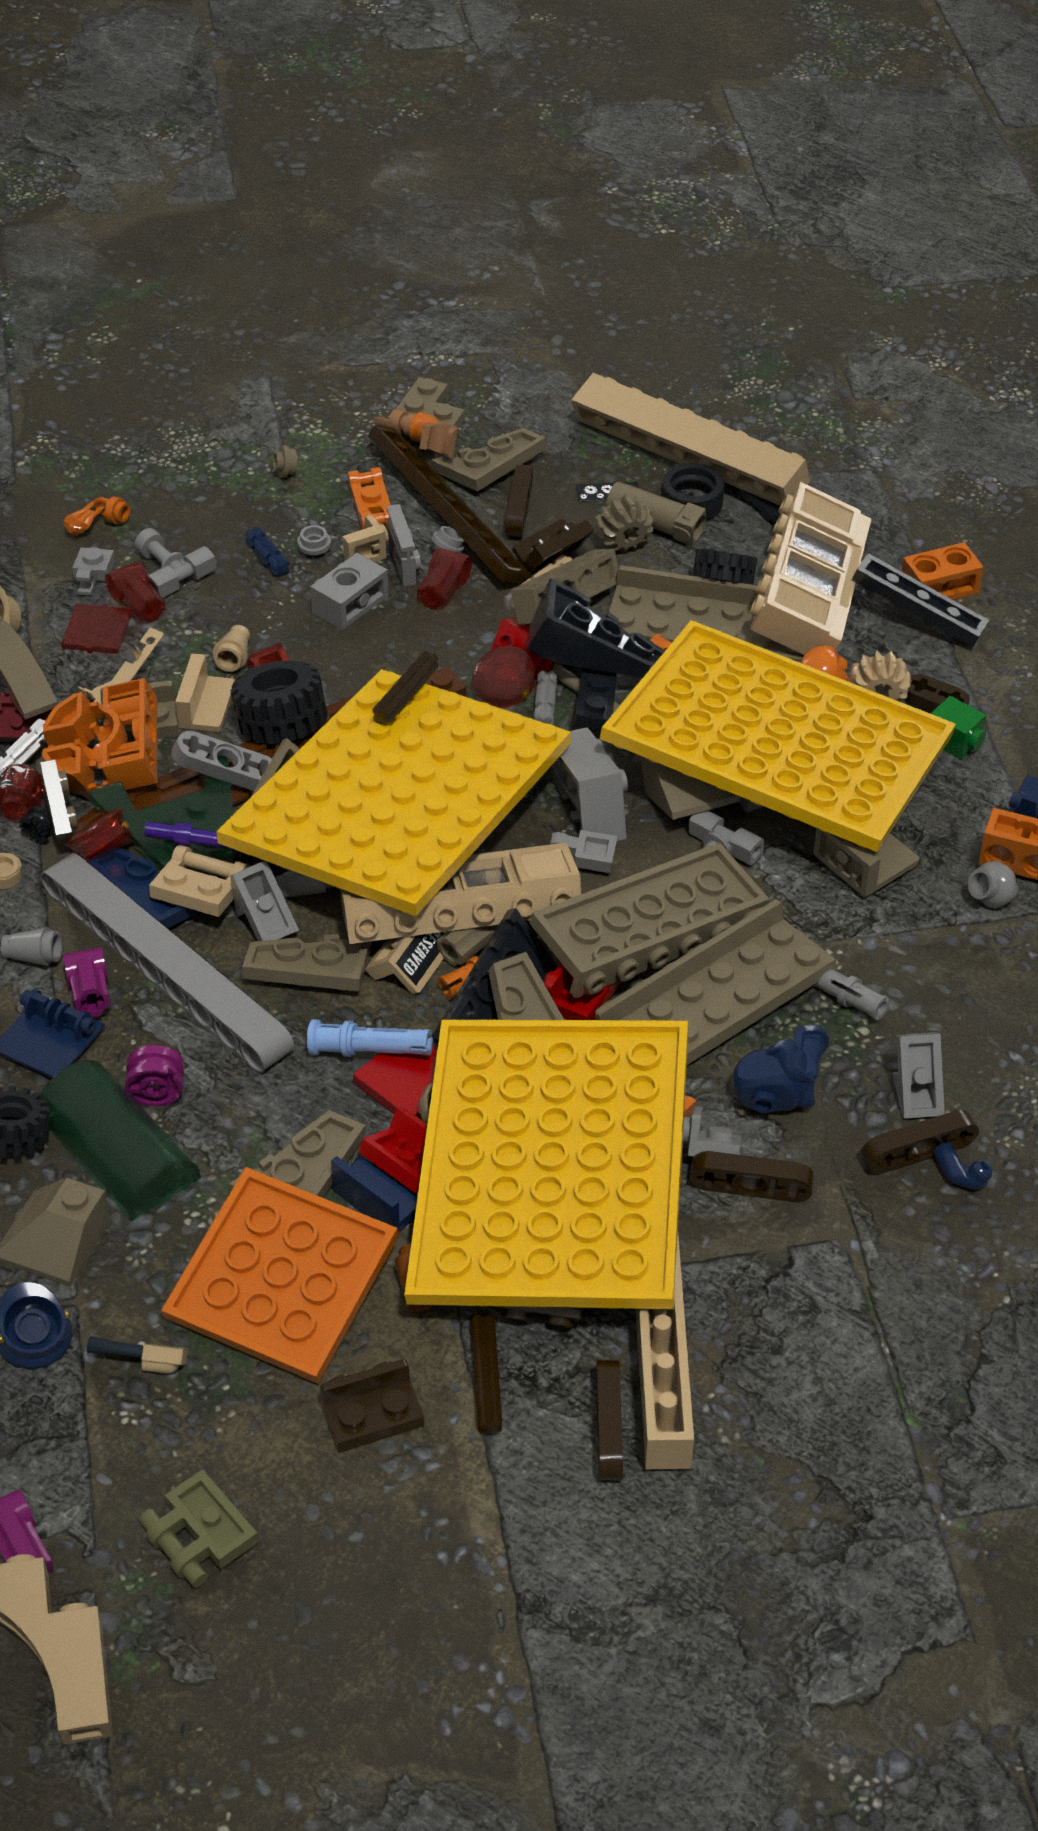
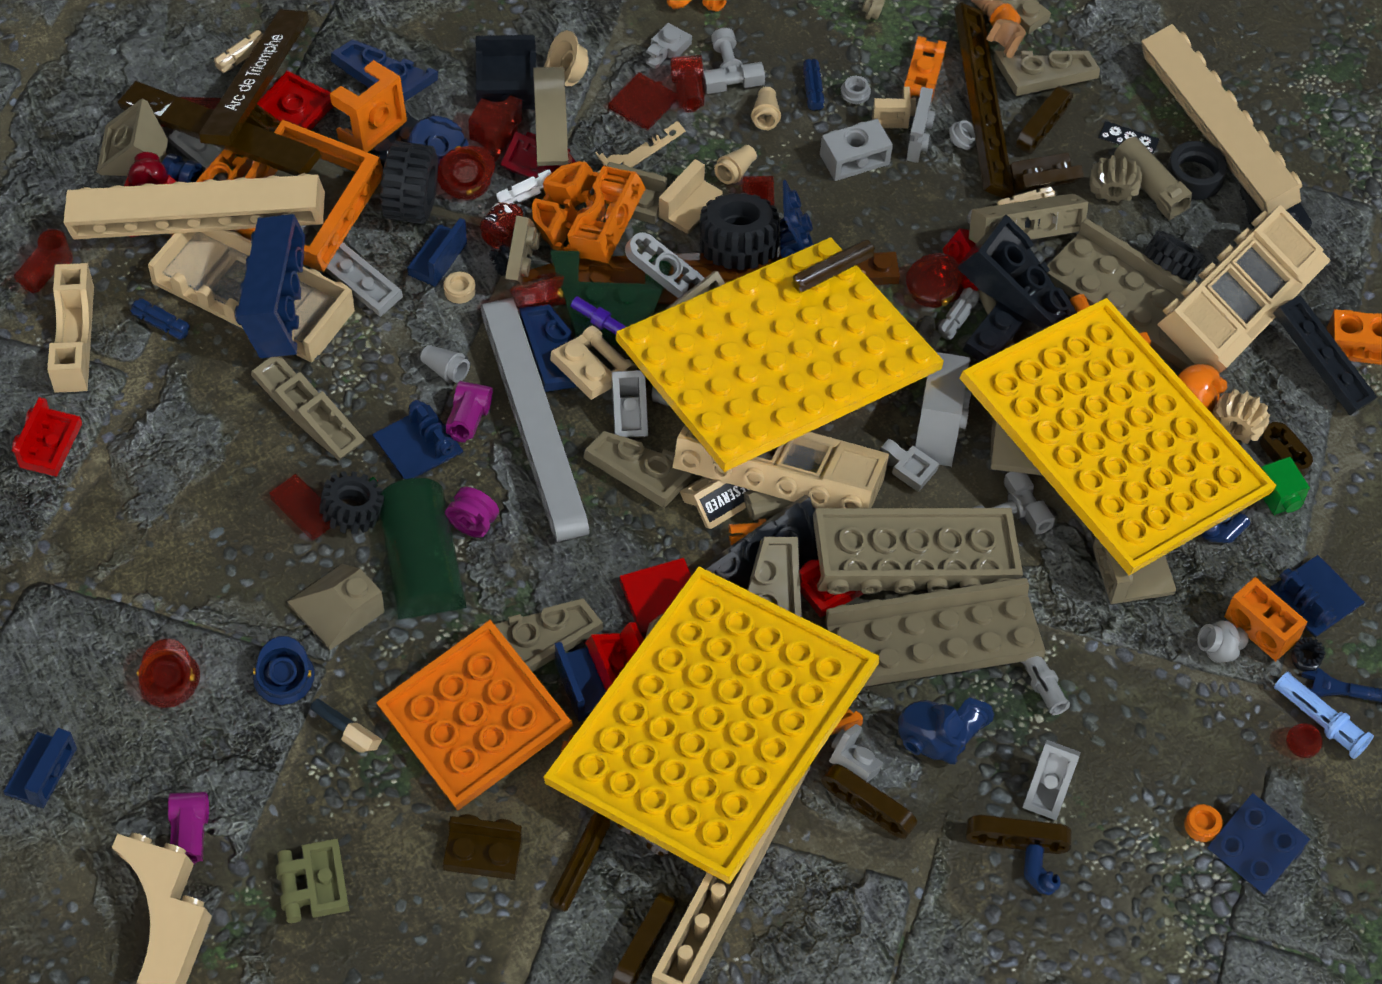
camera: 25 degrees right, 10 degrees up
(234, 589) = (766, 109): none -> tan cone
(336, 681) = (794, 225): none -> dark blue hinge
(353, 1039) = (632, 546): light blue pin -> none
(445, 573) = (944, 163): clear red piece -> none
(933, 787) = (1227, 532): none -> dark blue arm

